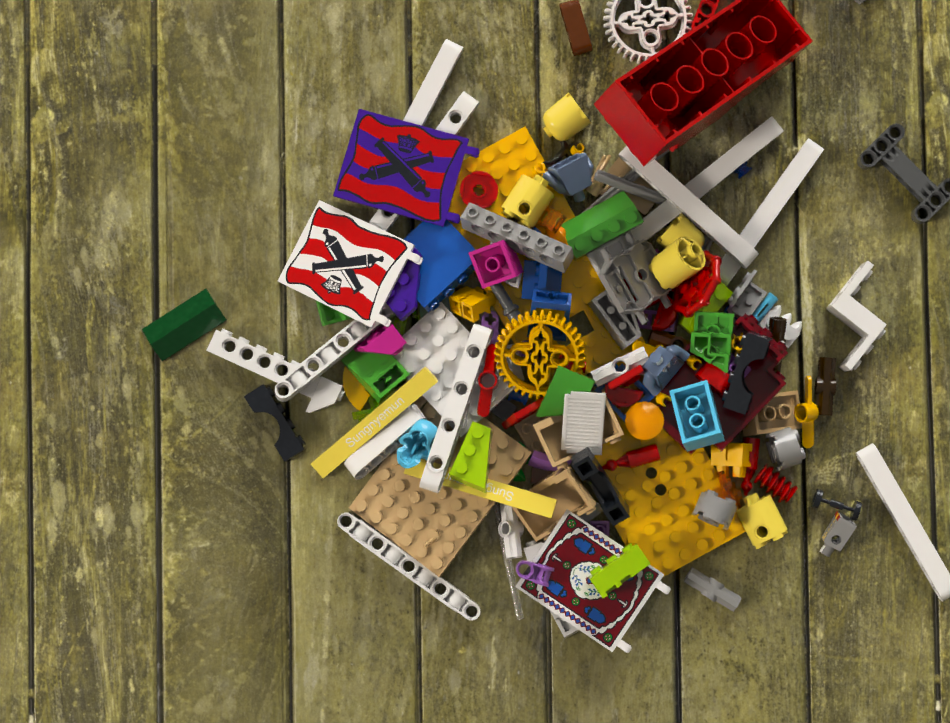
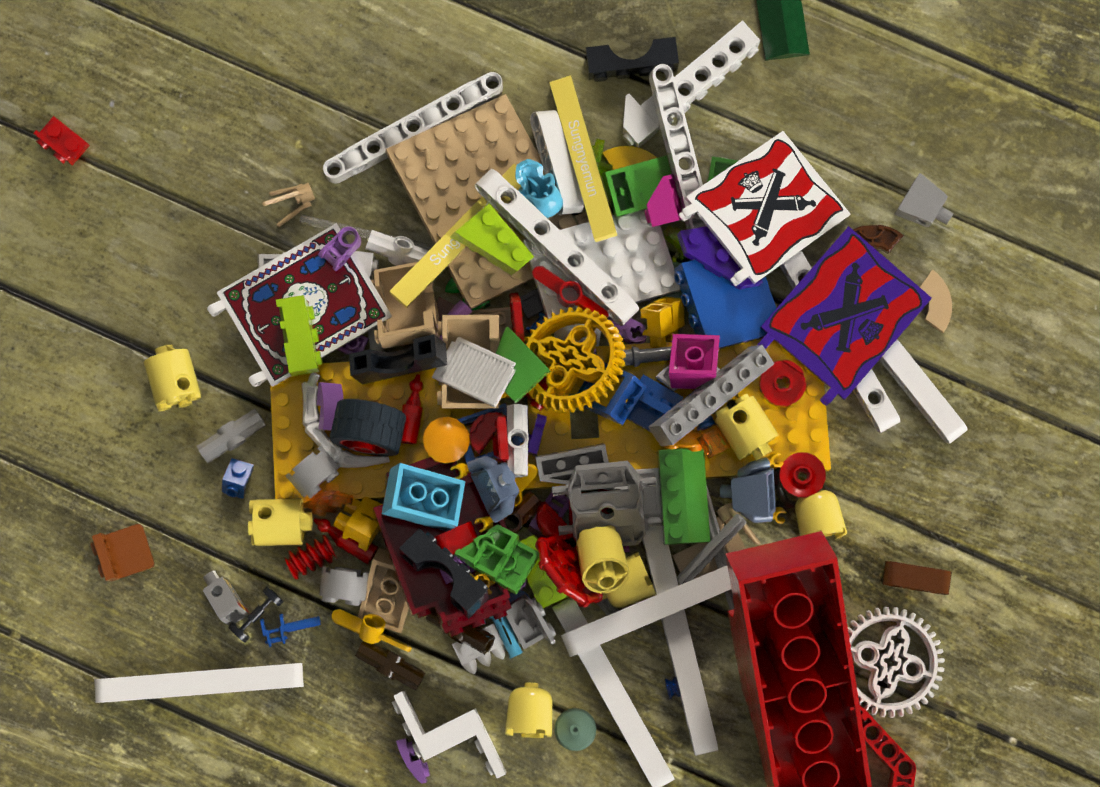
camera: 110 degrees right, 5 degrees down
(285, 147) = (924, 203): none -> light grey torso
(327, 171) = (880, 236): none -> reddish brown tile
(361, 99) = (940, 306): none -> tan tile
(501, 626) = (302, 194): none -> tan plant
(531, 142) = (802, 464): none -> red dish
(609, 355) = (535, 439): none -> dark purple plate
(658, 520) = (327, 398): none -> medium lavender slope
(663, 484) = (367, 427): none -> black wheel
(681, 524) = (311, 422): none -> white animal
(692, 654) = (172, 378): none -> light yellow cylinder
(742, 569) = (236, 478): none -> blue bracket
(806, 228) = (575, 729): none -> sand green piece
(811, 266) = (529, 712): none -> light yellow cylinder
(834, 476) = (289, 627): none -> blue piece
(839, 627) = (122, 552): none -> dark orange bracket
(891, 330) = (417, 767): none -> medium lavender slope

